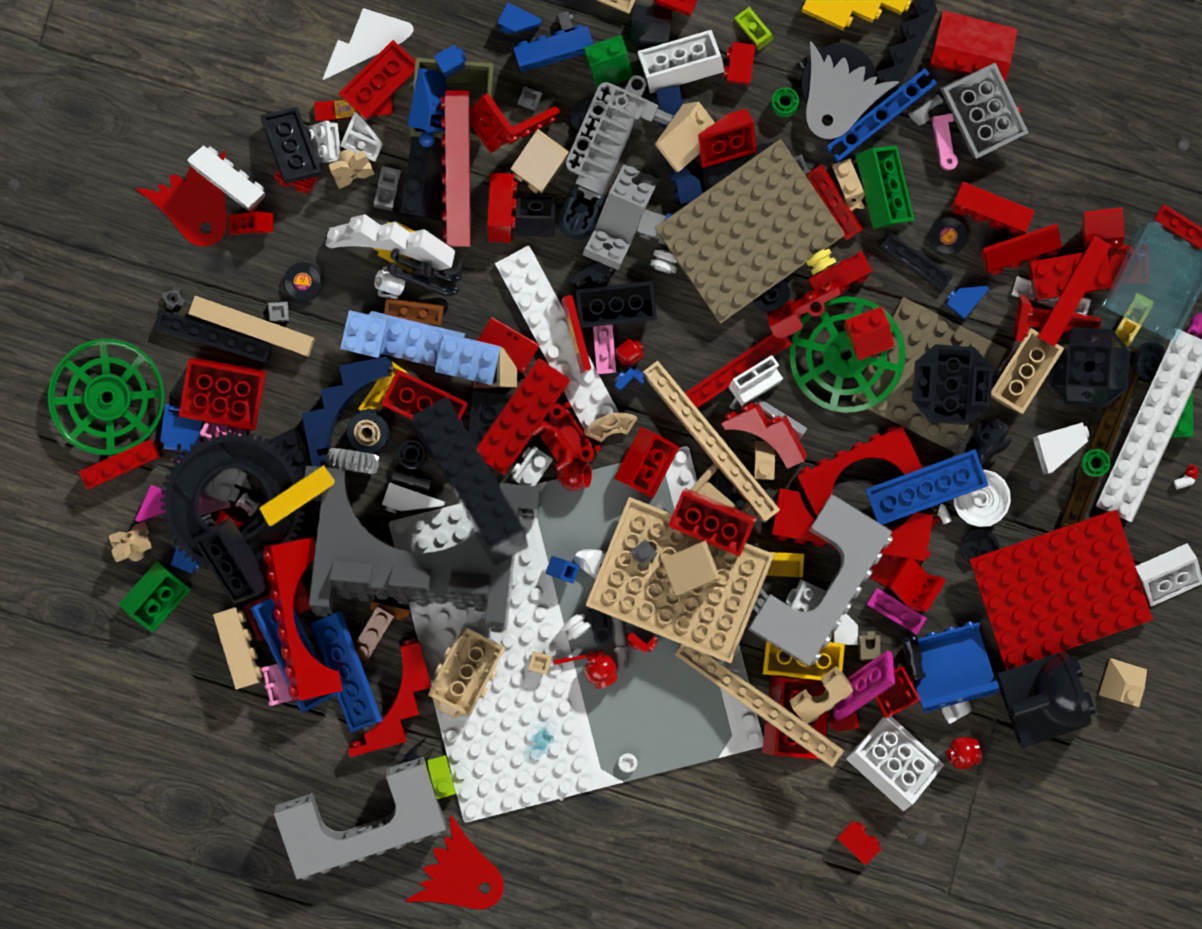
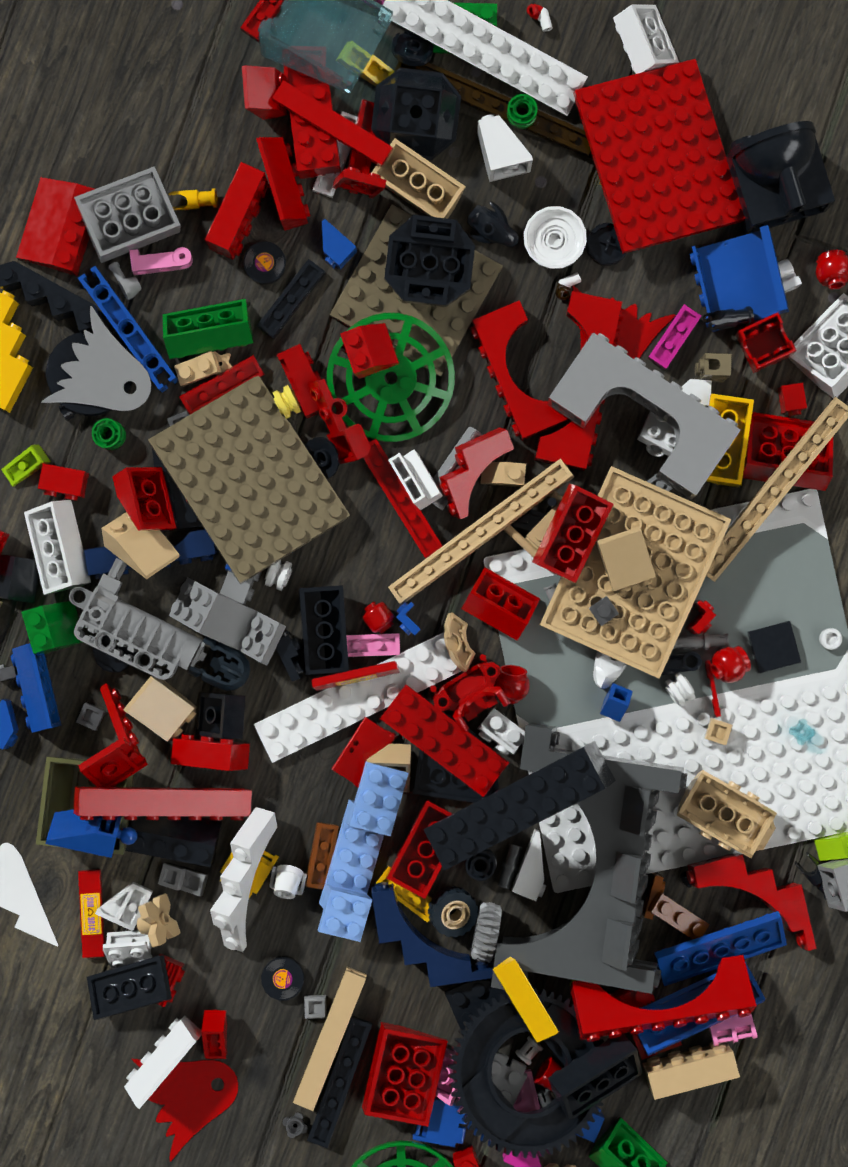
camera: 80 degrees left, 0 degrees up
(379, 80) = (61, 884): red plate -> none
(422, 275) = (281, 845): black piece -> none
(450, 61) = (39, 806): blue brick -> none
(618, 711) = (774, 647): none -> black tile
(786, 565) = (618, 453): yellow panel -> none
(810, 707) = (780, 432): tan arch -> none
(867, 684) = (760, 373): dark pink plate -> none
(916, 586) = (650, 312): red bracket -> none
(926, 487) = (542, 295): blue plate -> none
(1003, 171) = (197, 199): none -> yellow piece
(1123, 682) = (762, 94): tan slope -> none

